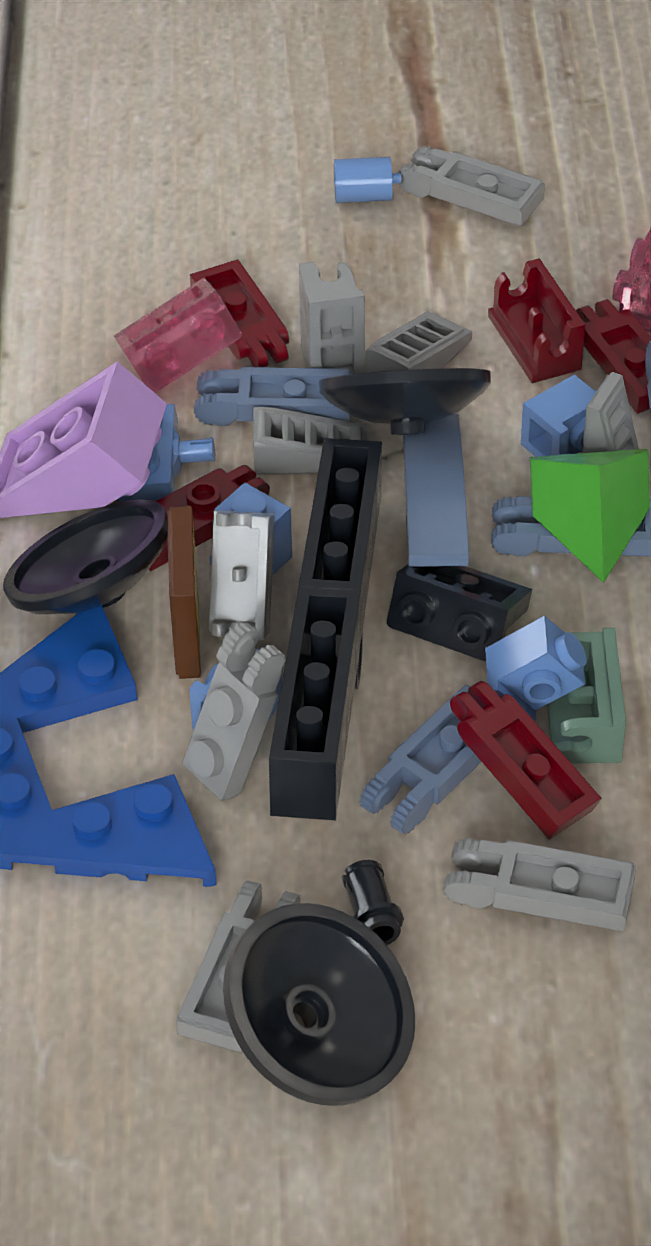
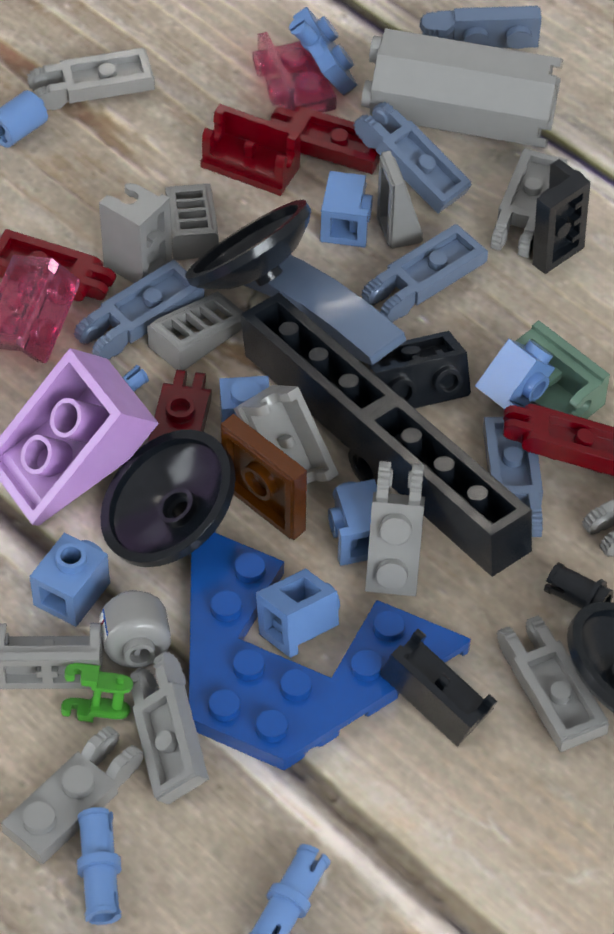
camera: 45 degrees left, 5 degrees up
(90, 729) = (296, 610): none -> medium blue brick
(124, 884) = (436, 689): none -> black hinge
(591, 502) = (433, 250): bright green slope -> none

